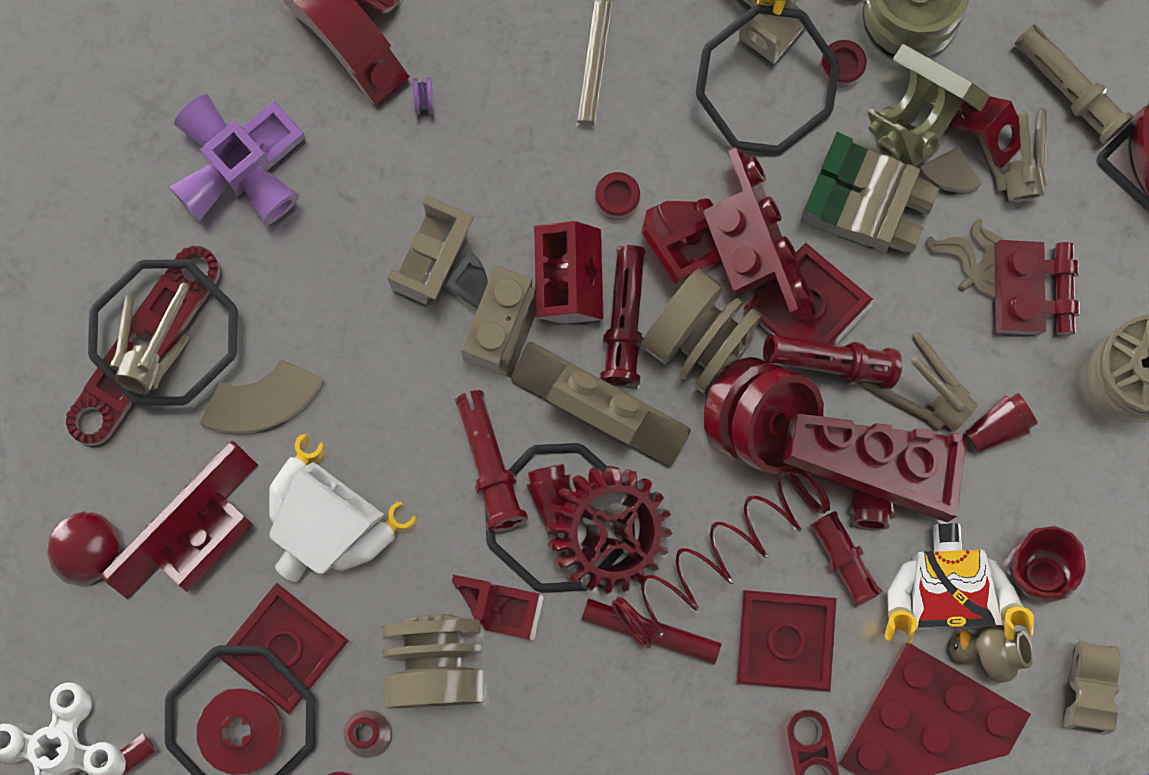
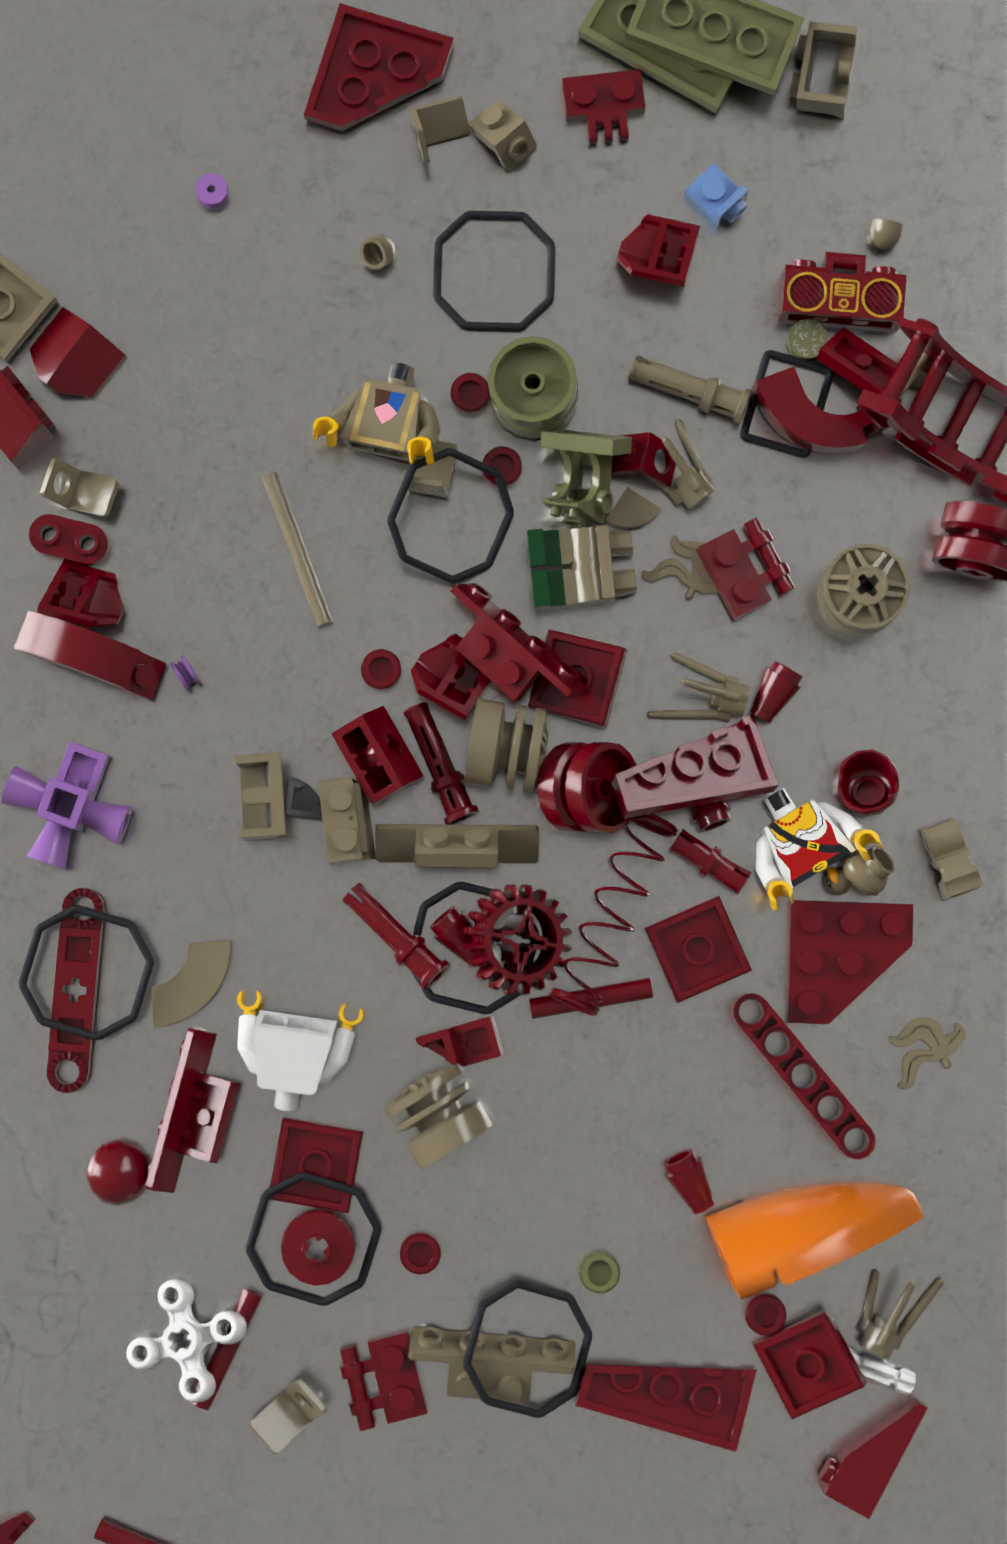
camera: 25 degrees left, 5 degrees up
(139, 368) = (86, 1009): dark tan plant -> none
(380, 733) = (418, 1183): cone -> none
(849, 361) = (634, 707): dark red pin -> none

